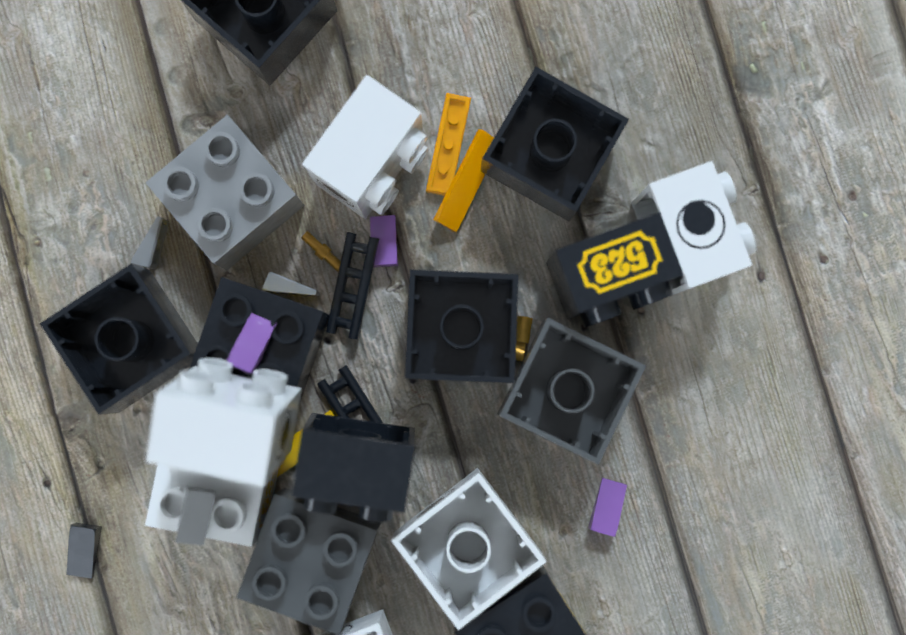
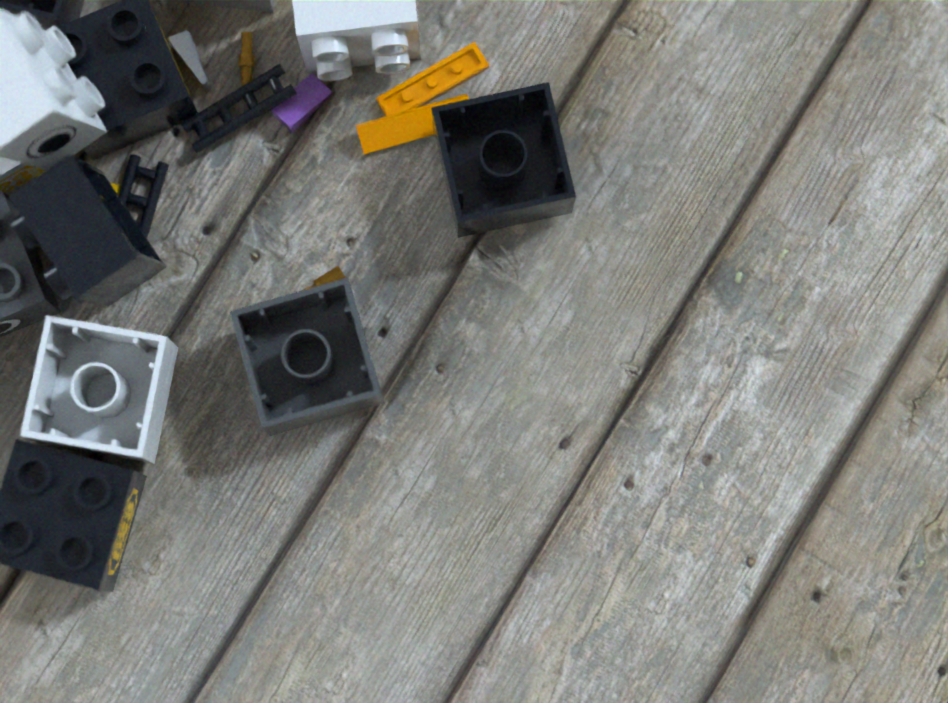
camera: 45 degrees right, 5 degrees down
(251, 343) = (108, 60): medium lavender slope -> none
(461, 326) = (280, 220): black brick -> none
(608, 507) = (243, 489): medium lavender slope -> none
(615, 265) = (439, 299): black brick -> none
(699, 224) = (532, 333): white brick -> none

